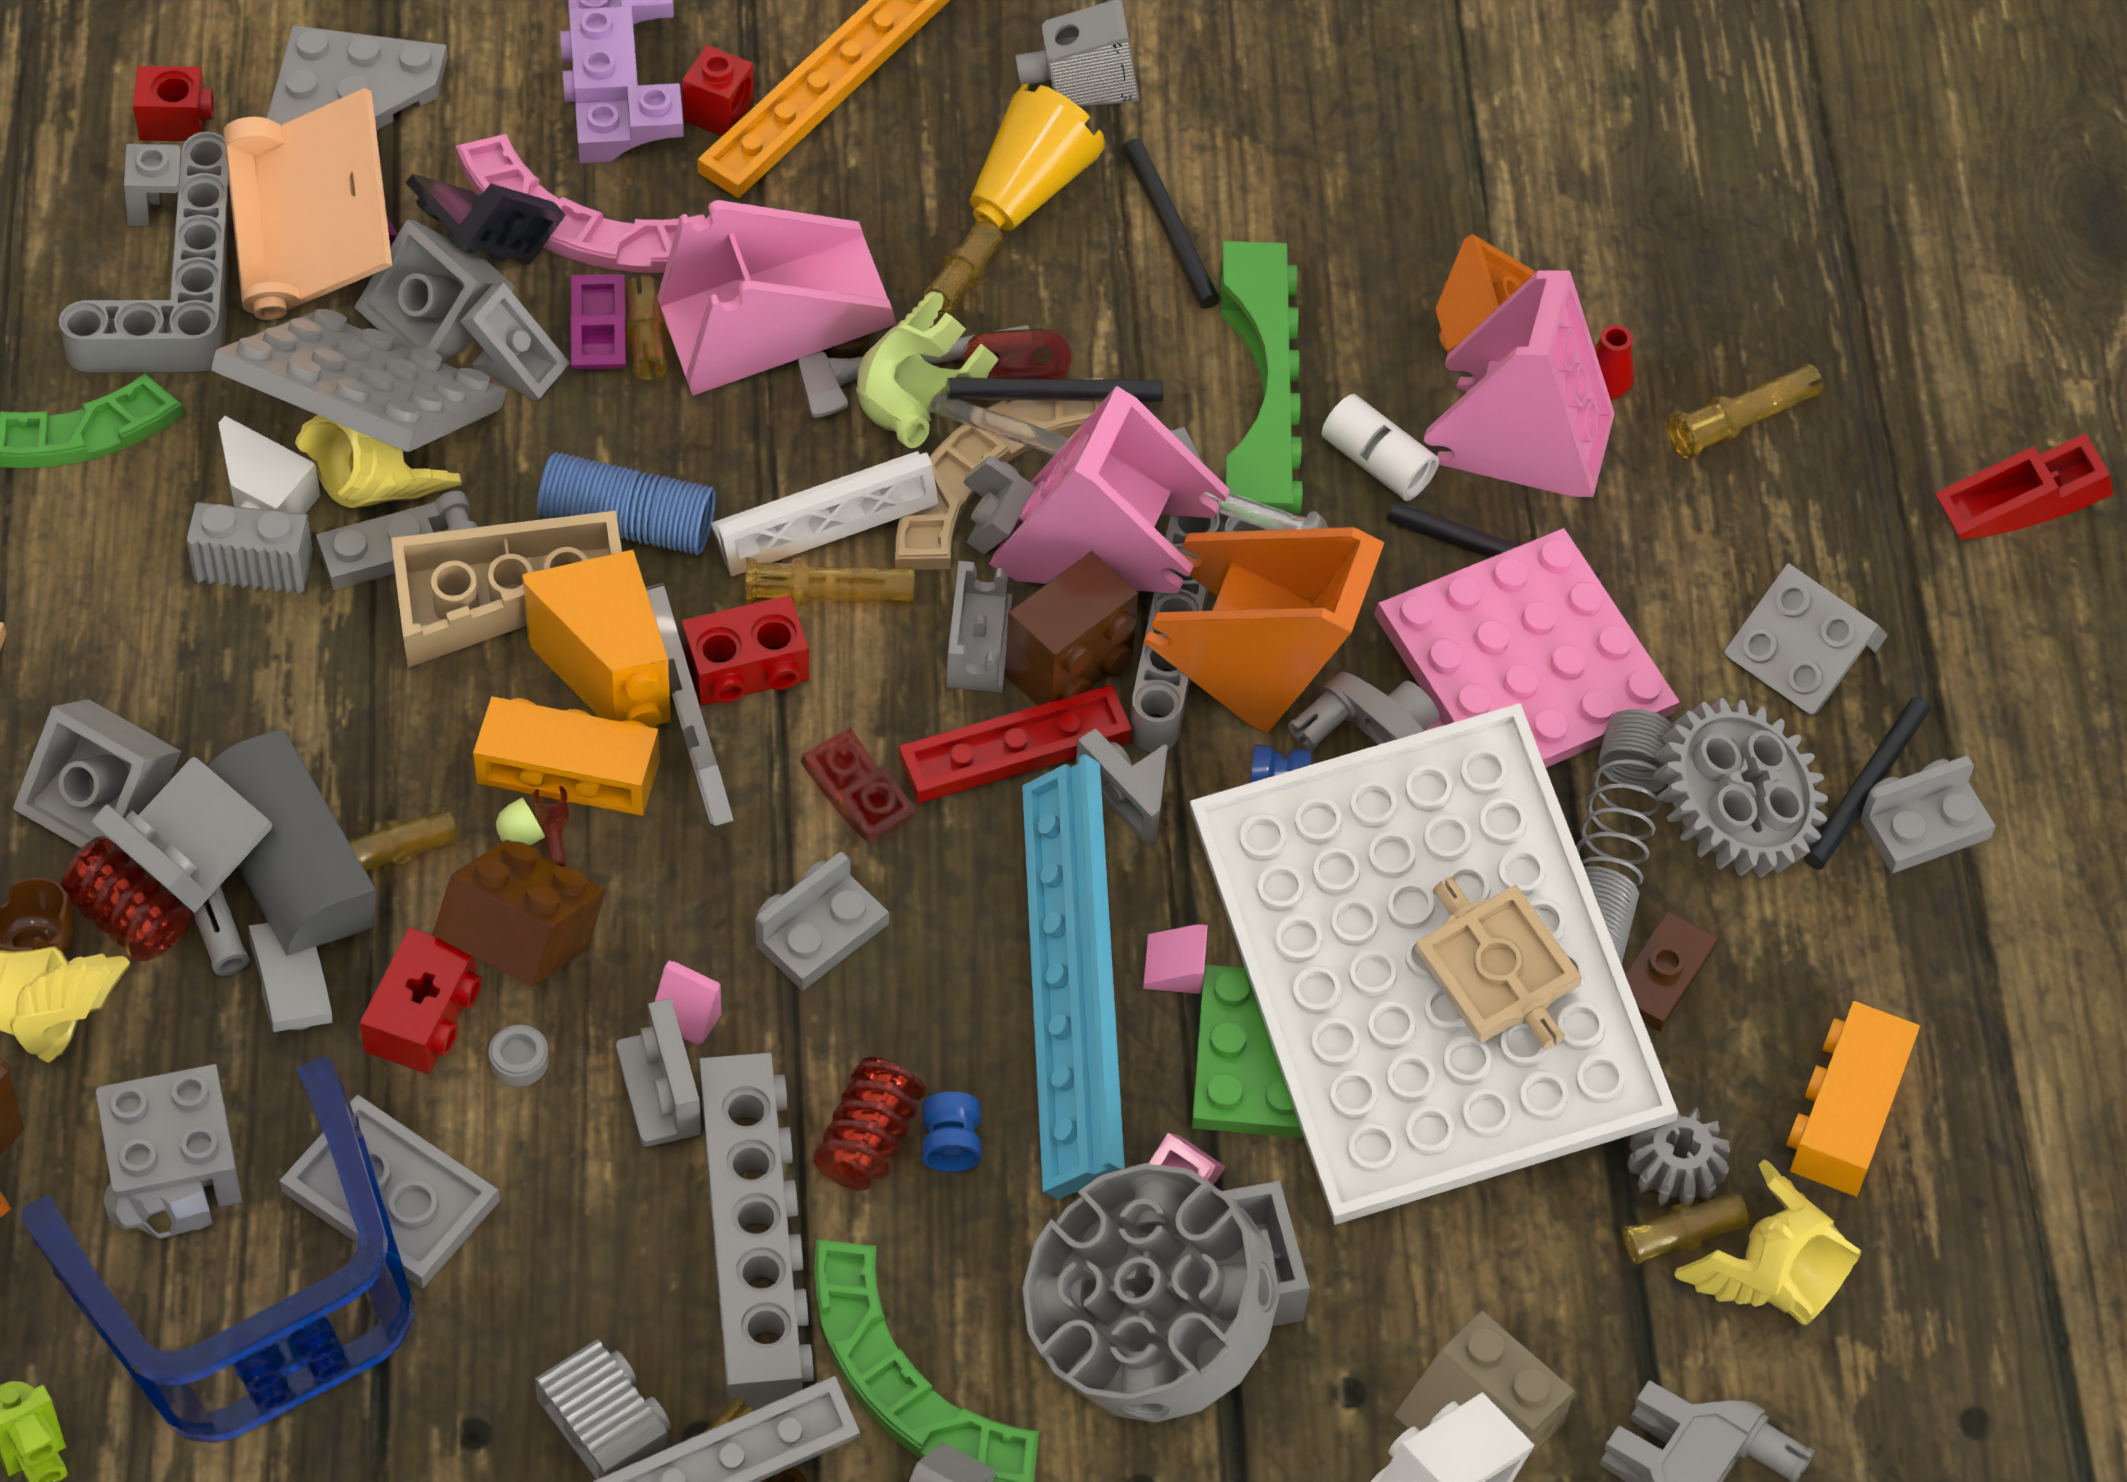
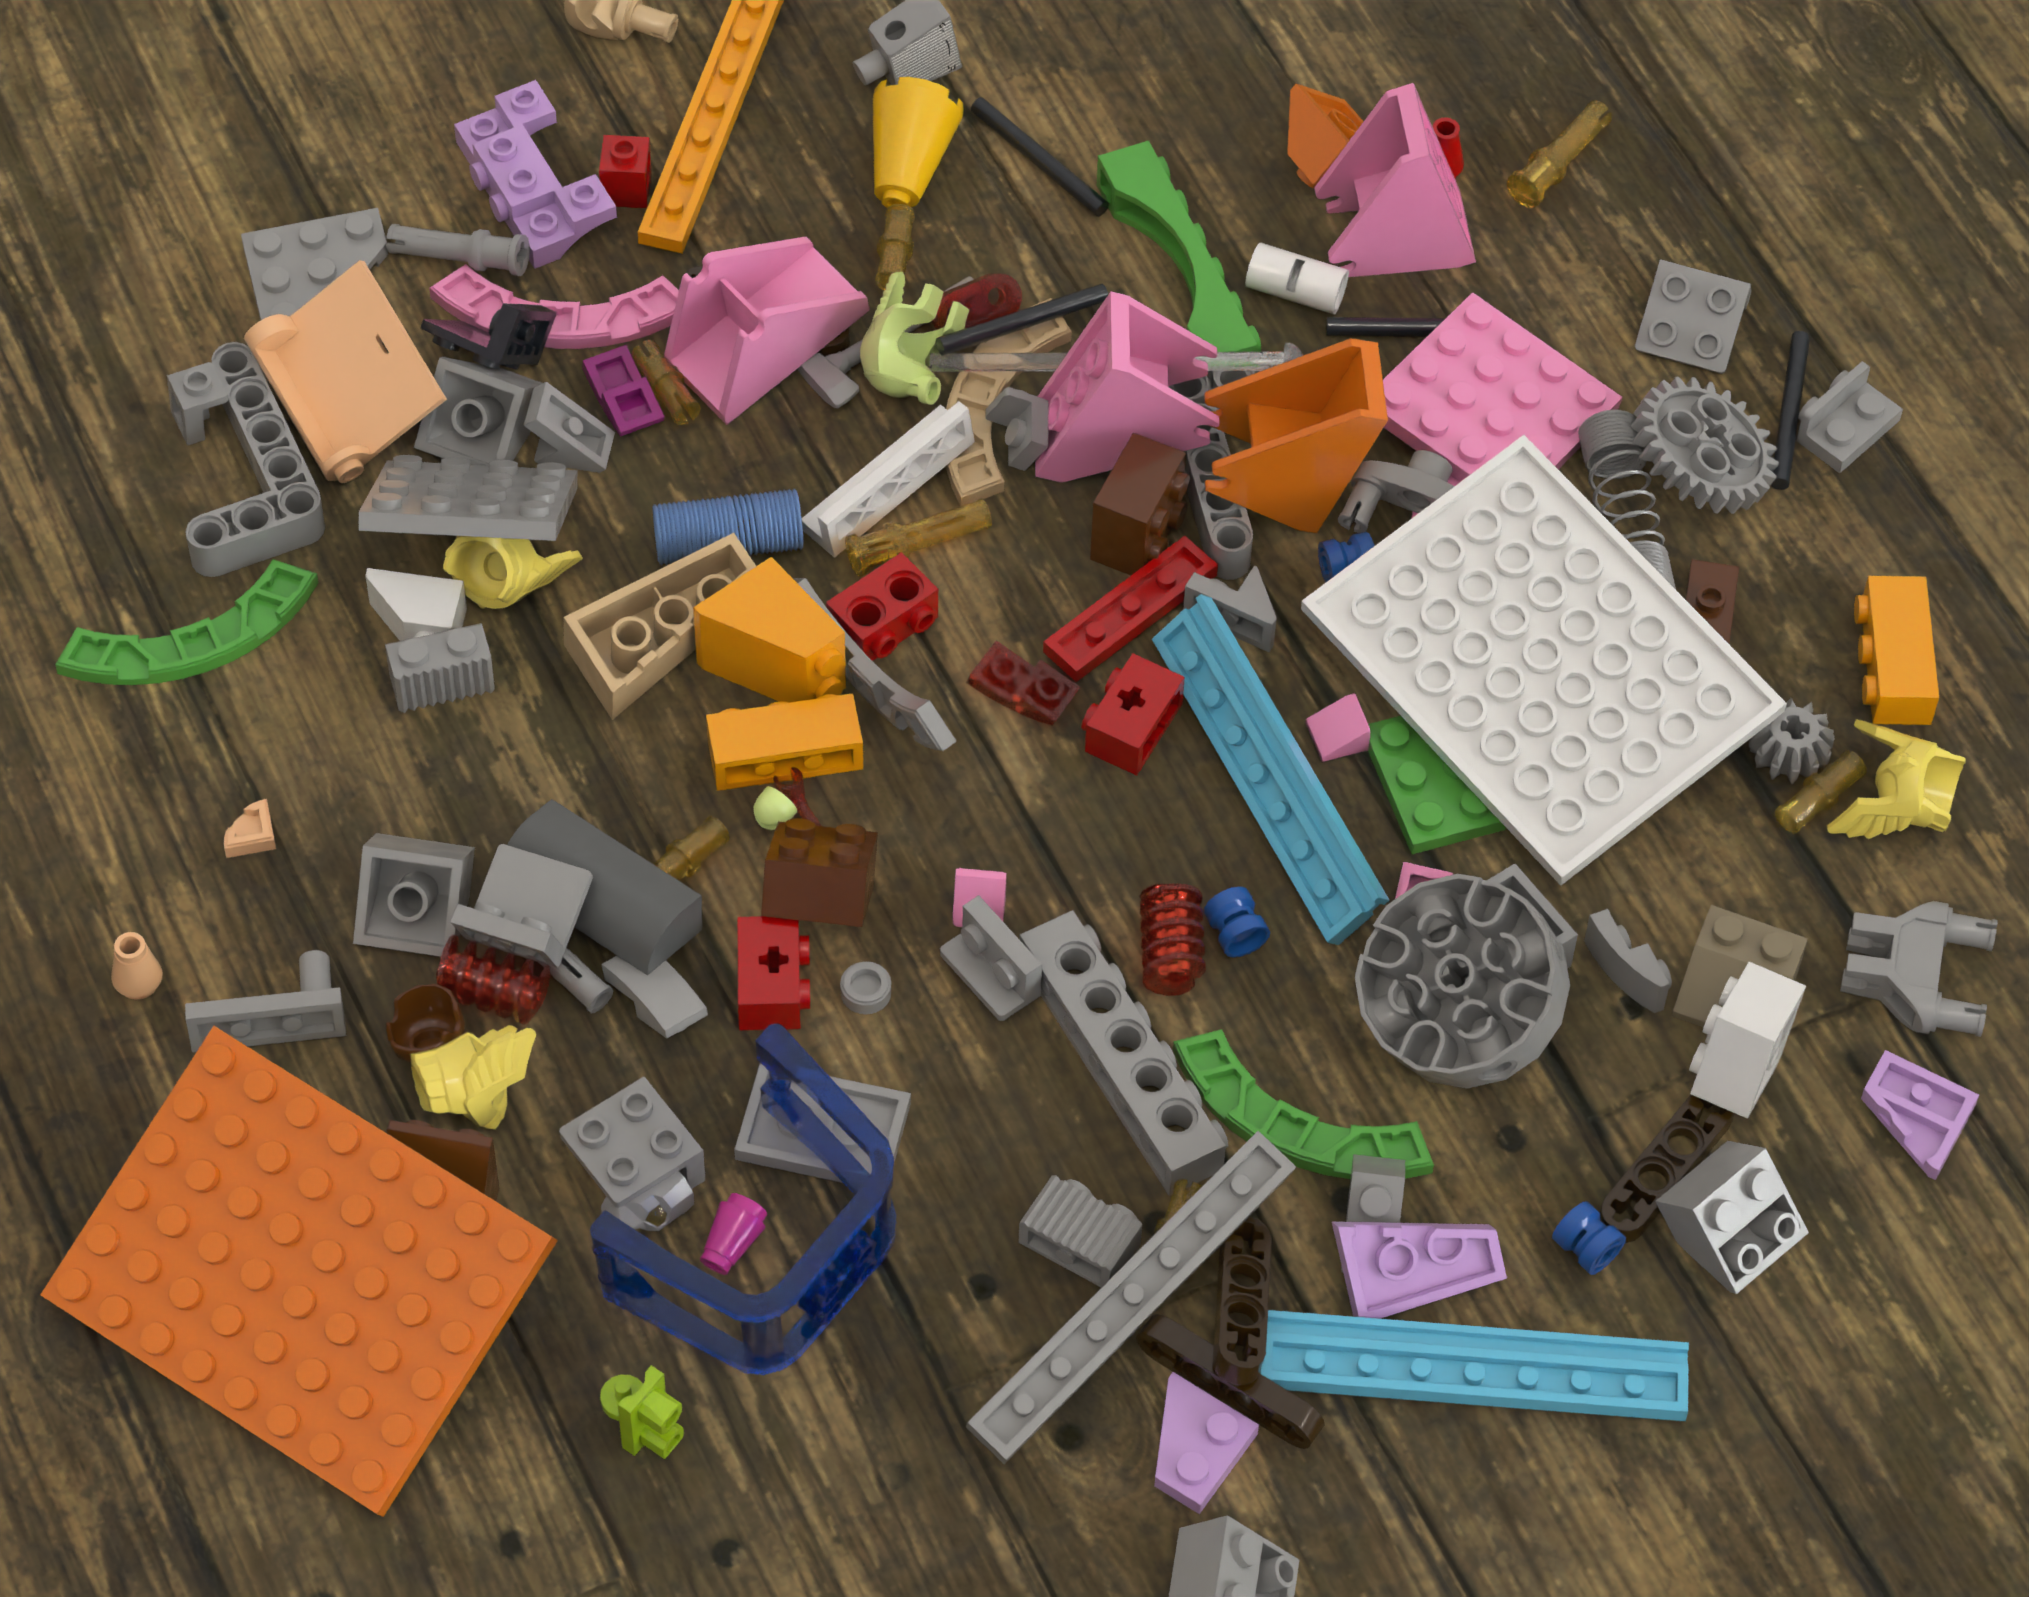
camera: 20 degrees left, 0 degrees up
(171, 102) = (176, 331): red brick -> none
(232, 1271) = (732, 1232): none -> dark pink cone
(365, 548) = (540, 629): light grey plate -> none
(523, 122) = (479, 249): none -> light grey pin
(818, 922) = (1048, 801): light grey bracket -> none
(957, 860) = (1133, 713): none -> red brick
(978, 631) = (1055, 531): light grey hinge -> none
(1365, 1345) = (1629, 968): none -> light grey slope
(1498, 963) = (1603, 639): tan plate -> none
(2027, 490) = (1804, 142): red slope -> none

